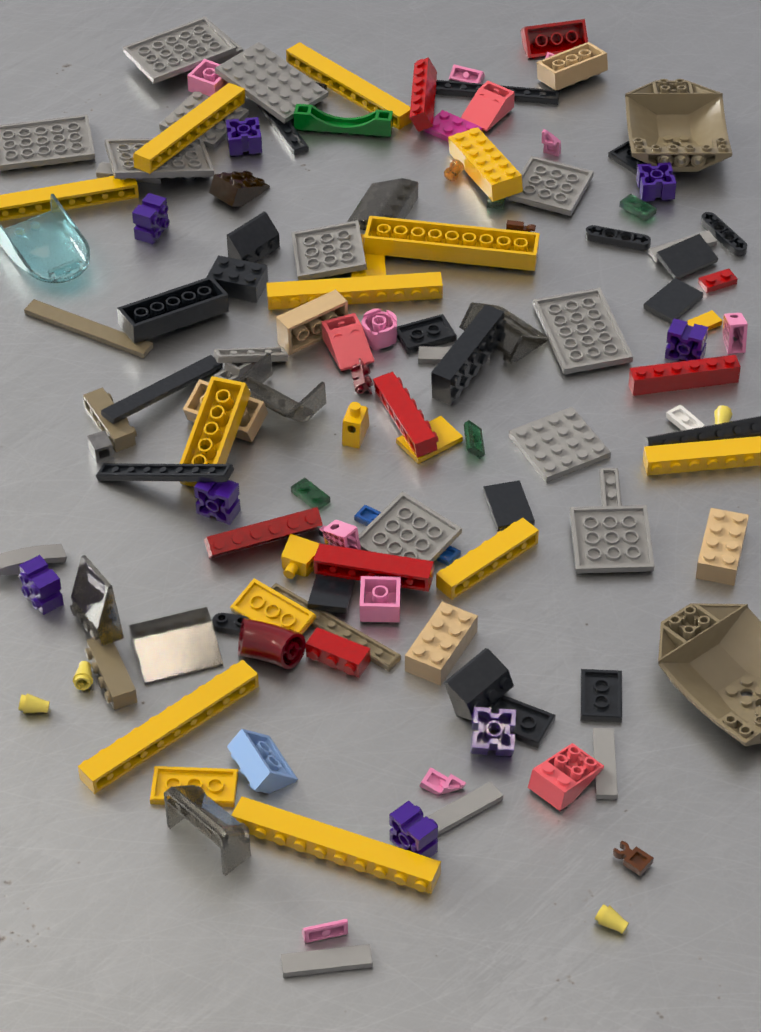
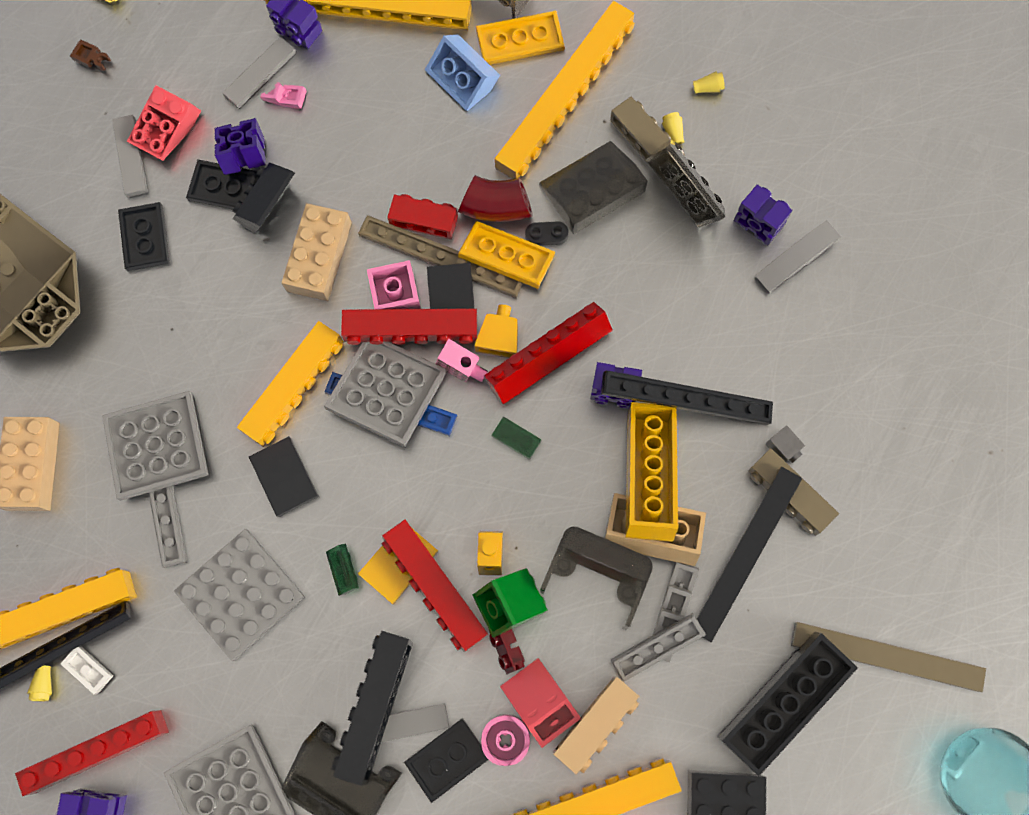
camera: 170 degrees right, 30 degrees up
(348, 385) = (509, 601): none -> green slope

